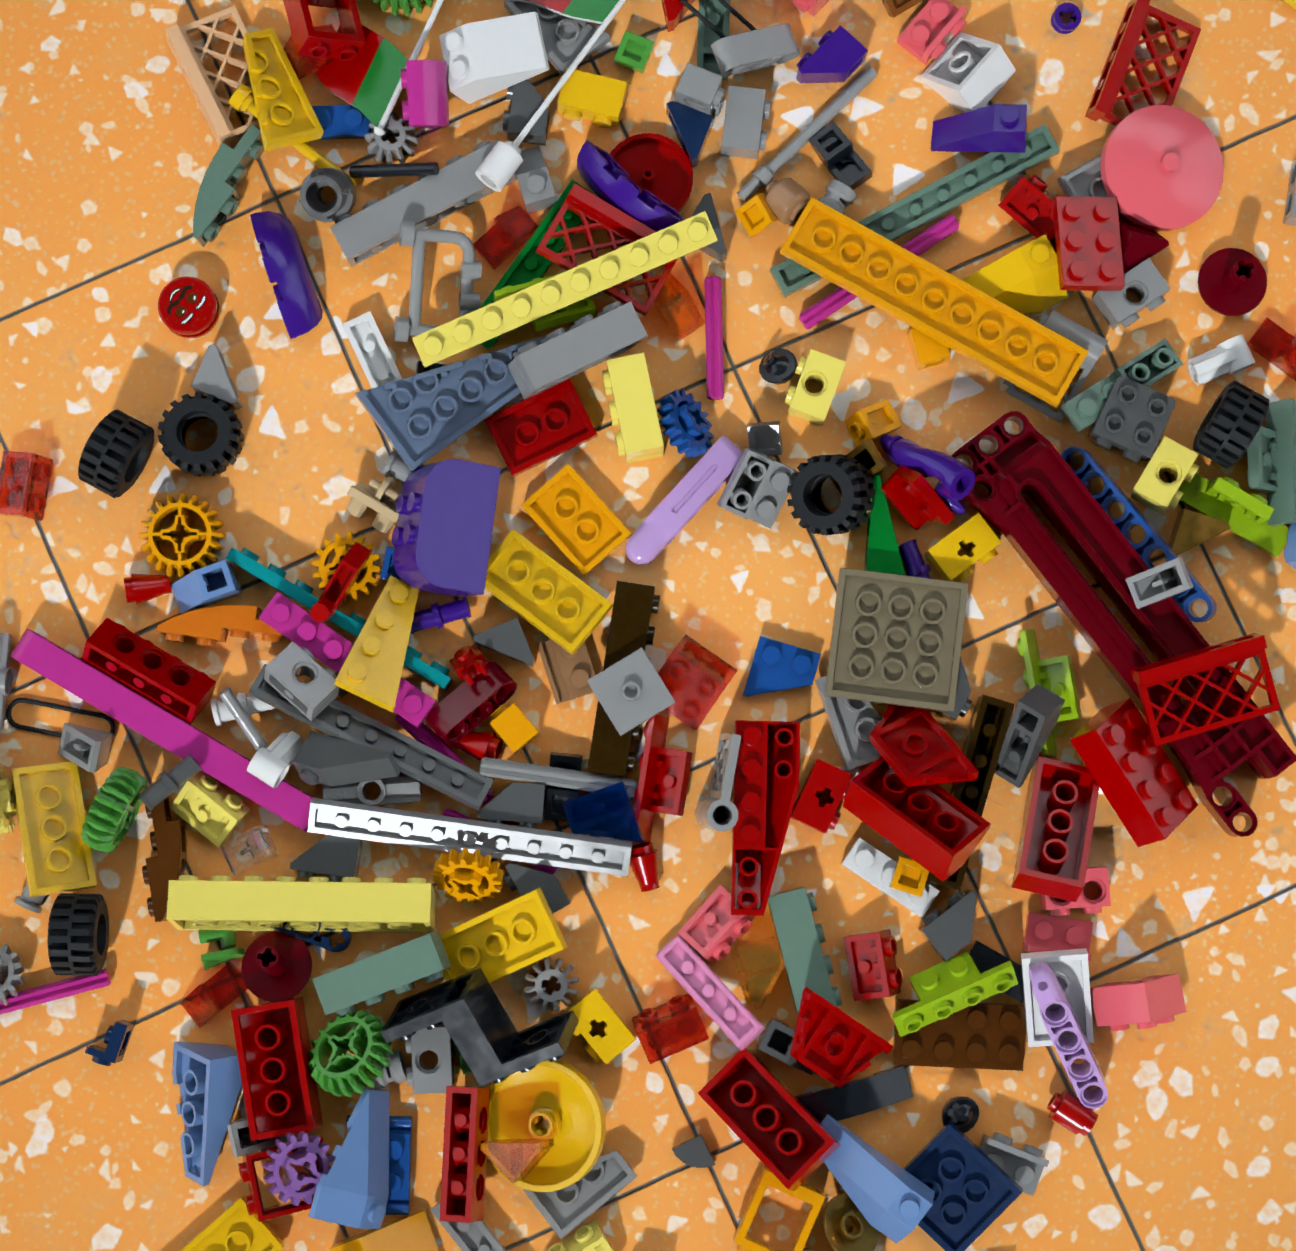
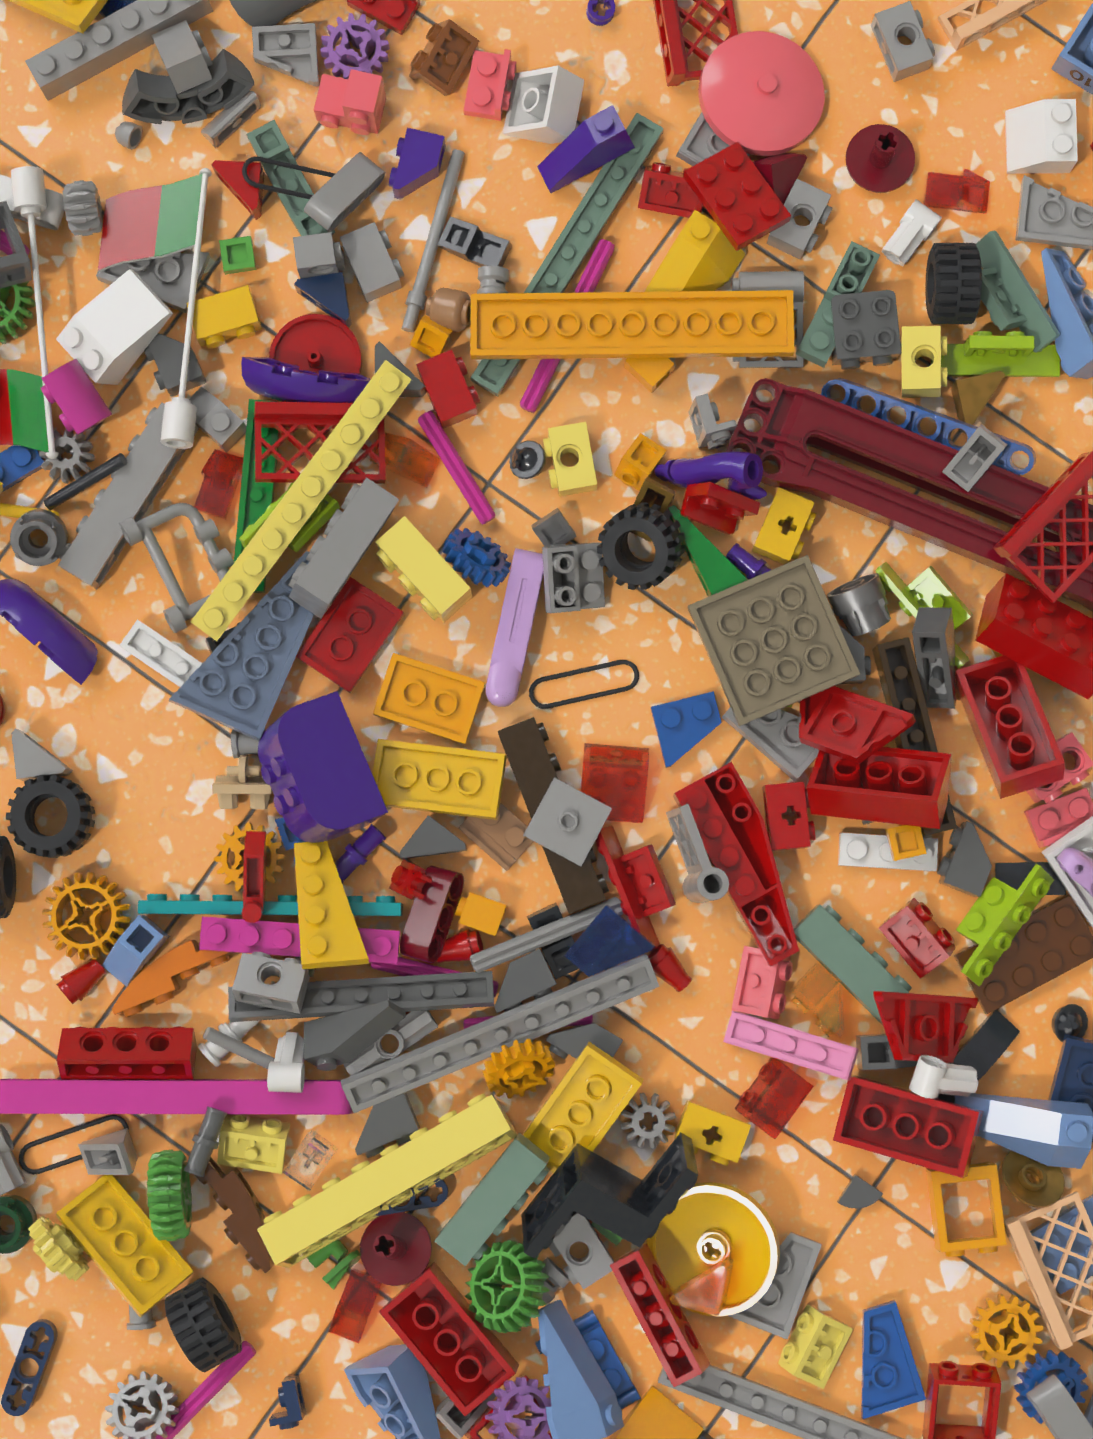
camera: 30 degrees left, 0 degrees up
(718, 571) = (586, 697): none -> black piece
(745, 267) = (448, 389): none -> red brick
(816, 1091) = (937, 1077): none -> white piece
(948, 417) = (703, 420): none -> light grey bracket
(990, 653) = (861, 604): none -> flat silver piece

